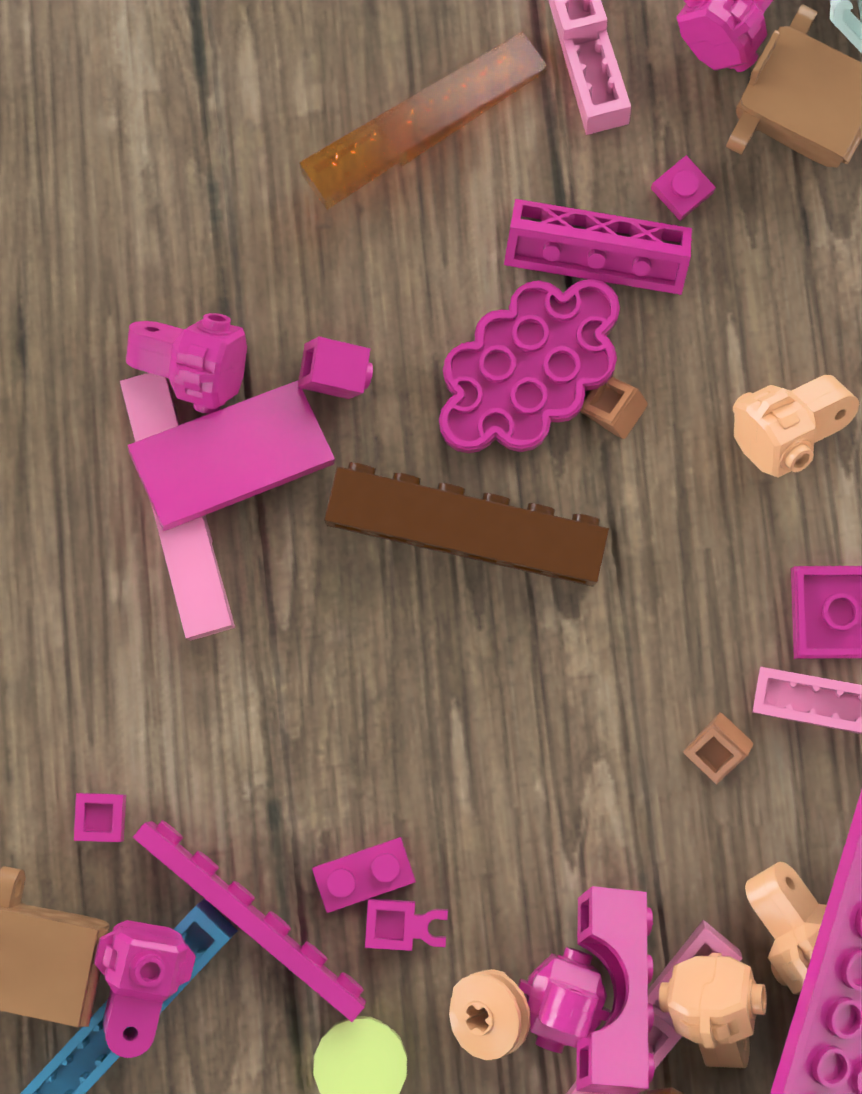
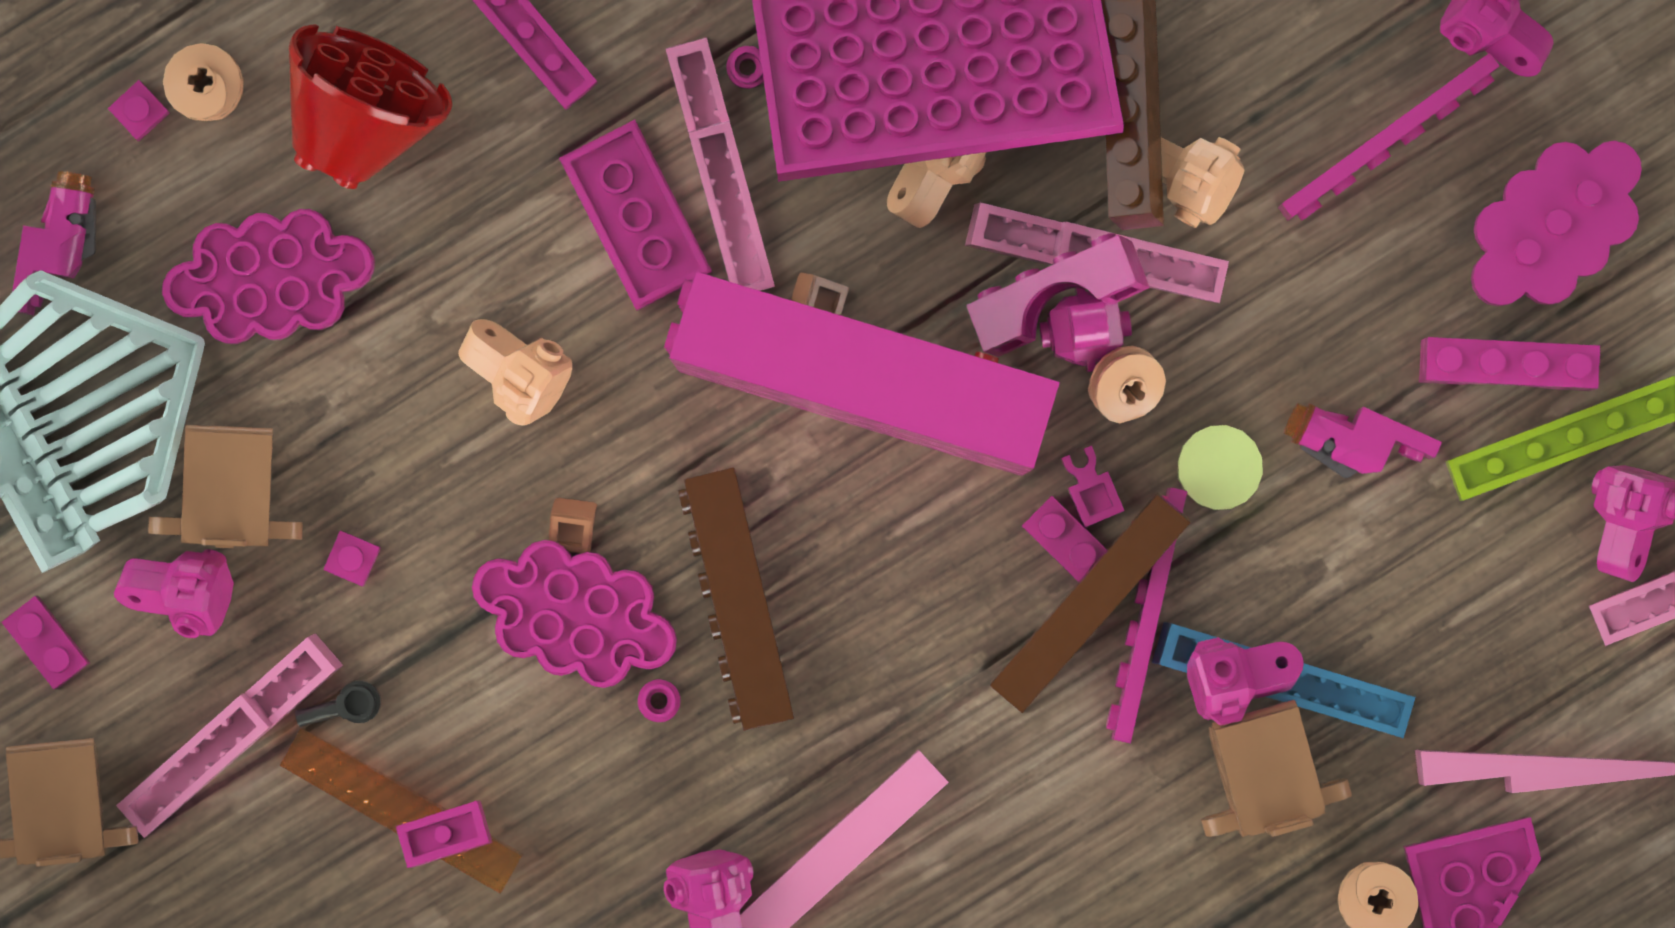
camera: 120 degrees left, 5 degrees up
(99, 817) = (1129, 781): dark pink plate -> none
(230, 455) = (776, 825): dark pink tile -> none
(292, 871) = (1090, 602): none -> reddish brown slope
(335, 368) = (659, 775): dark pink brick -> none
(381, 136) = (444, 834): none -> dark pink plate
(407, 391) = (646, 707): none -> dark pink plate
(546, 127) = (356, 703): none -> pearl dark grey plate
(598, 250) = (446, 604): dark pink fence -> none
(642, 747) = (861, 374): none -> dark pink container
(715, 1005) = (1029, 208): light nougat piece -> none

